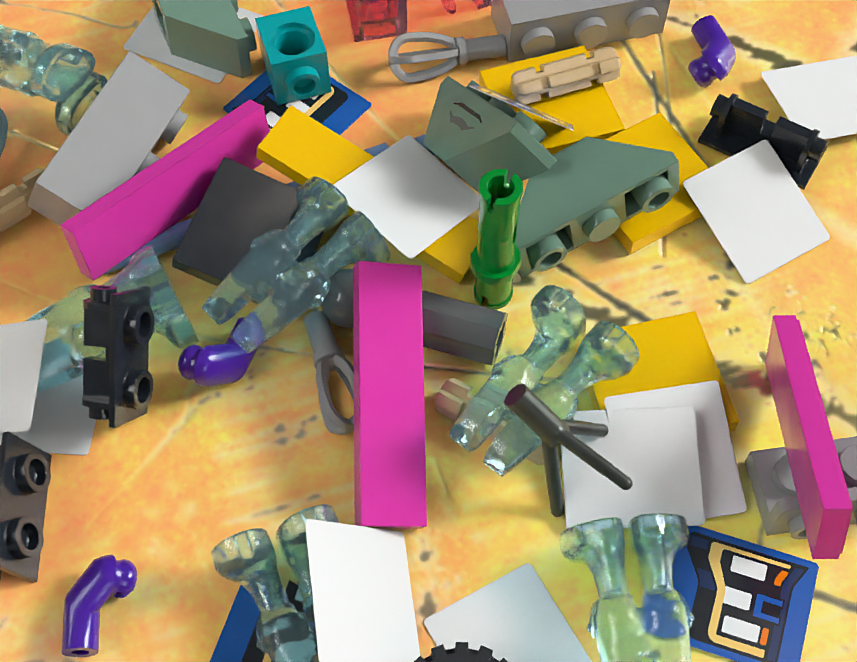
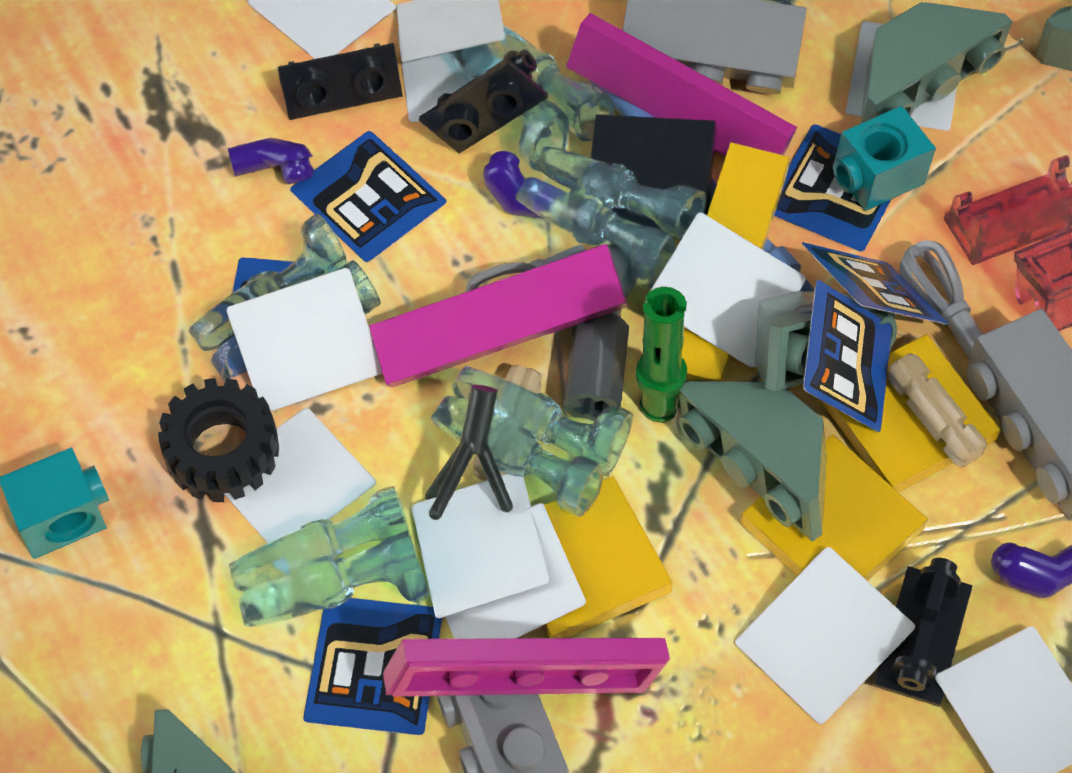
camera: 80 degrees right, 0 degrees up
(169, 512) = (368, 196): none -> sticker
(435, 83) = (874, 283): none -> sticker

